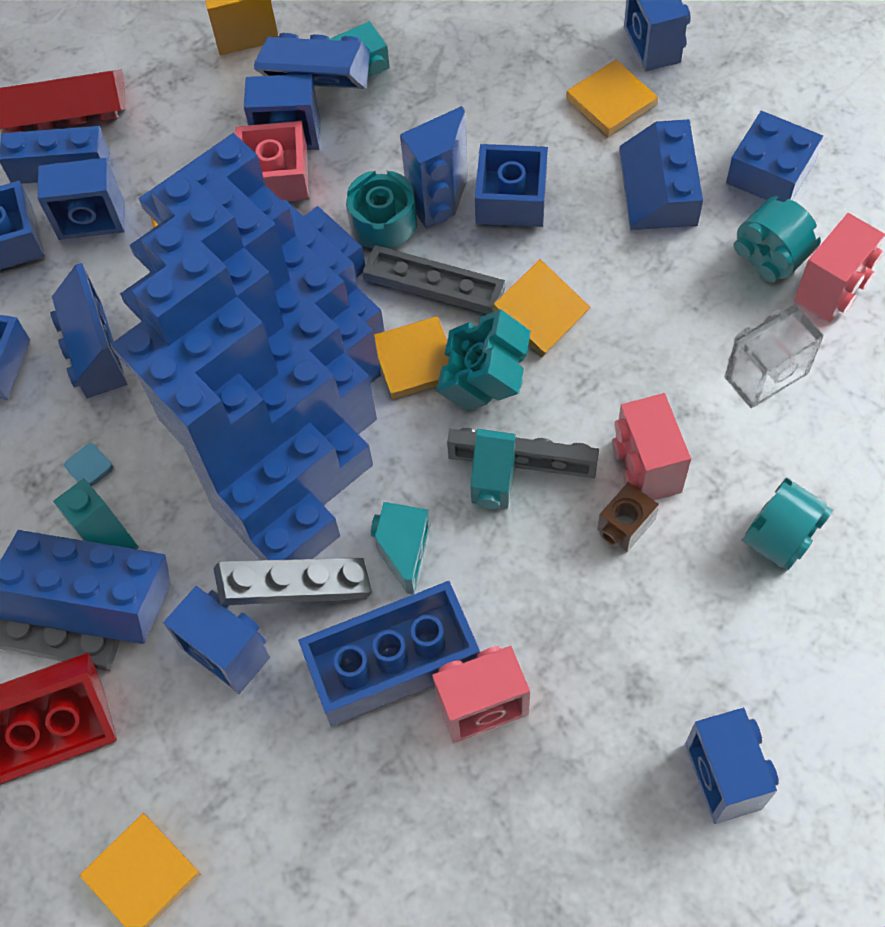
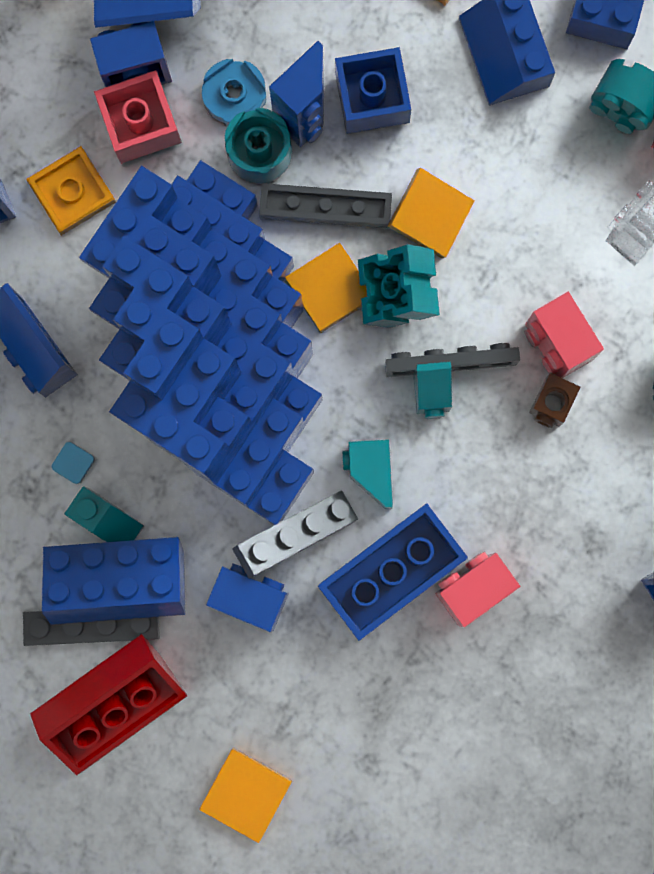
camera: 15 degrees left, 20 degrees up
(370, 149) = (237, 74): none -> dark azure plate

